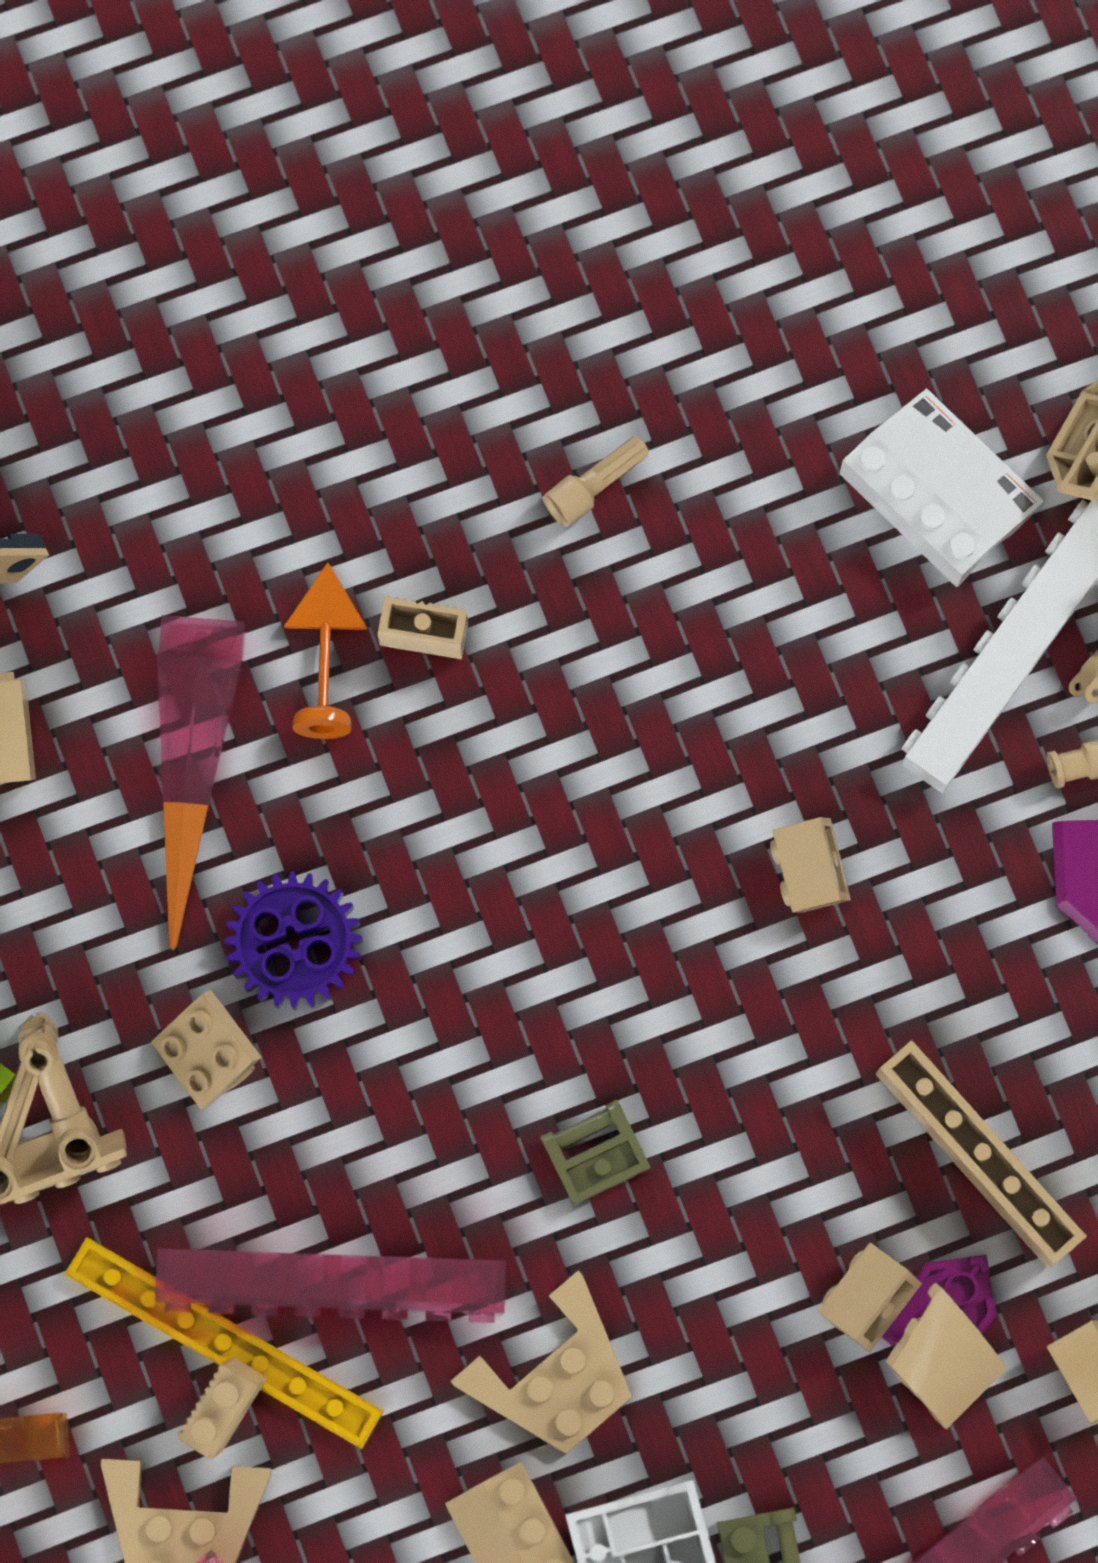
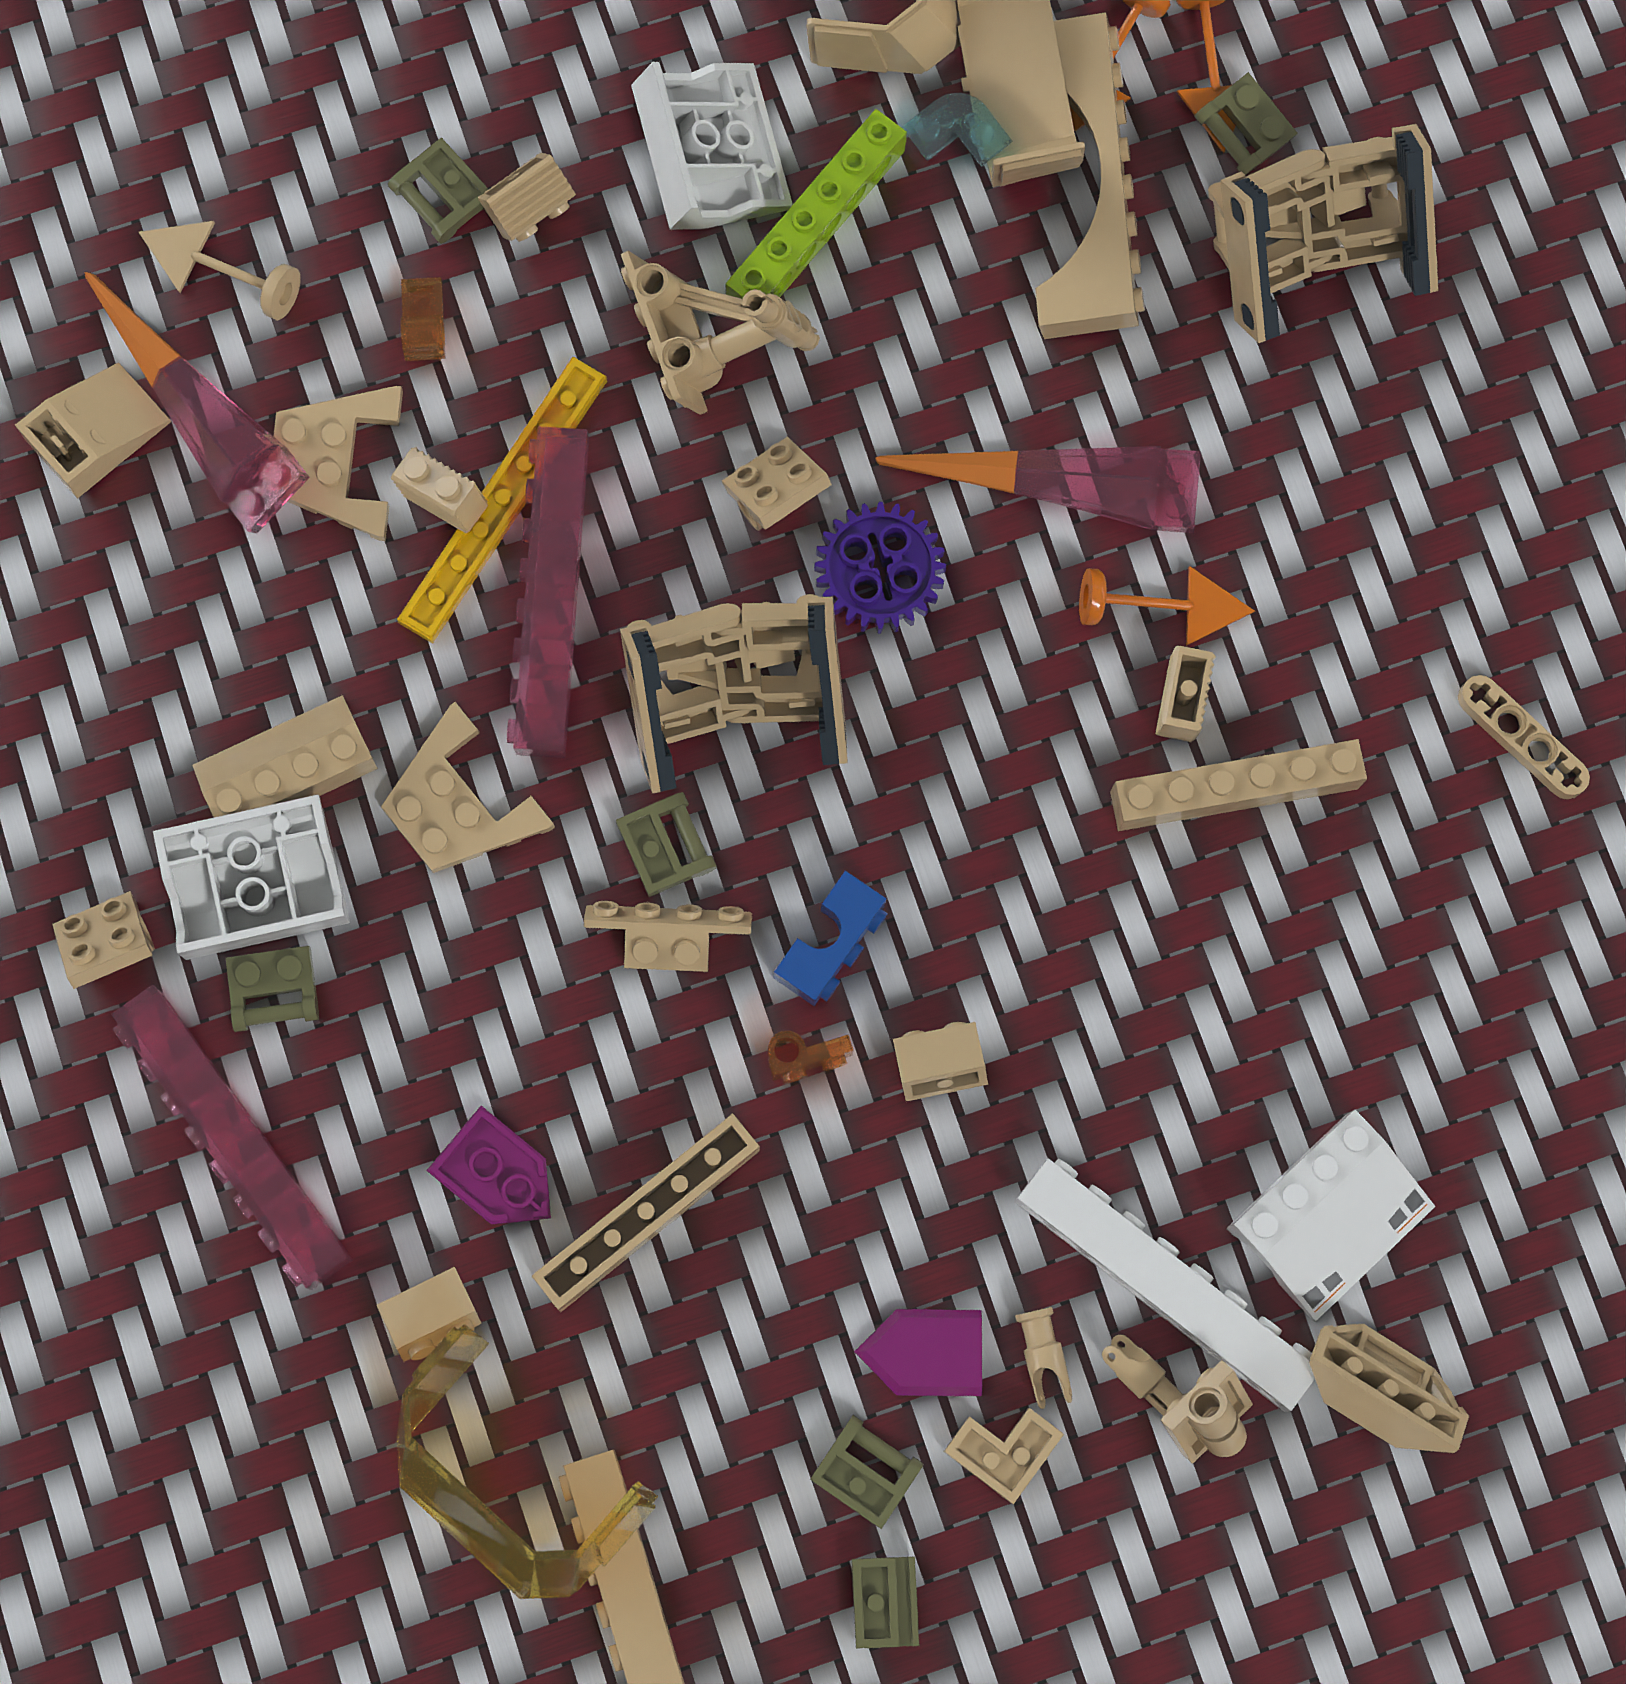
camera: 85 degrees right, 0 degrees up
(404, 1098) = (697, 651): none -> tan container
(458, 304) = (1518, 742): none -> tan beam
(515, 576) = (1238, 785): none -> tan brick
(575, 495) = (1320, 845): tan piece -> none
(661, 955) = (812, 970): none -> blue arch
(690, 1147) = (667, 936): none -> tan bracket
(807, 978) = (829, 1054): none -> clear orange plate
(869, 1296) = (512, 1097): tan brick -> none
(944, 1359) = (447, 1166): tan slope -> none

